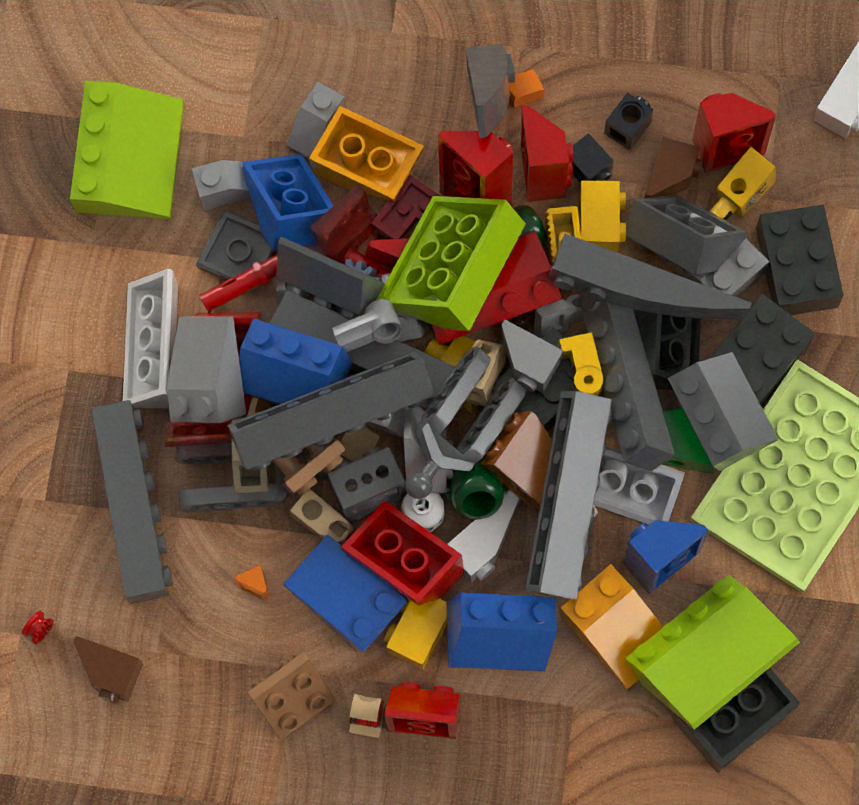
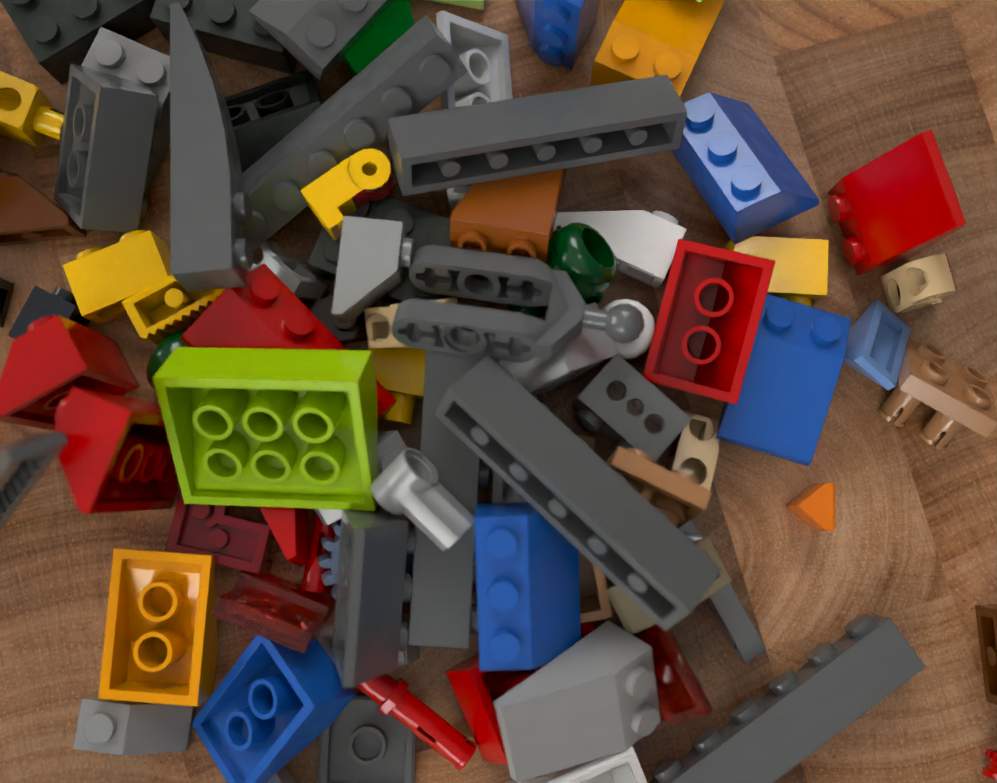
camera: 115 degrees left, 10 degrees up
(339, 670) = (877, 345): none -> medium blue slope

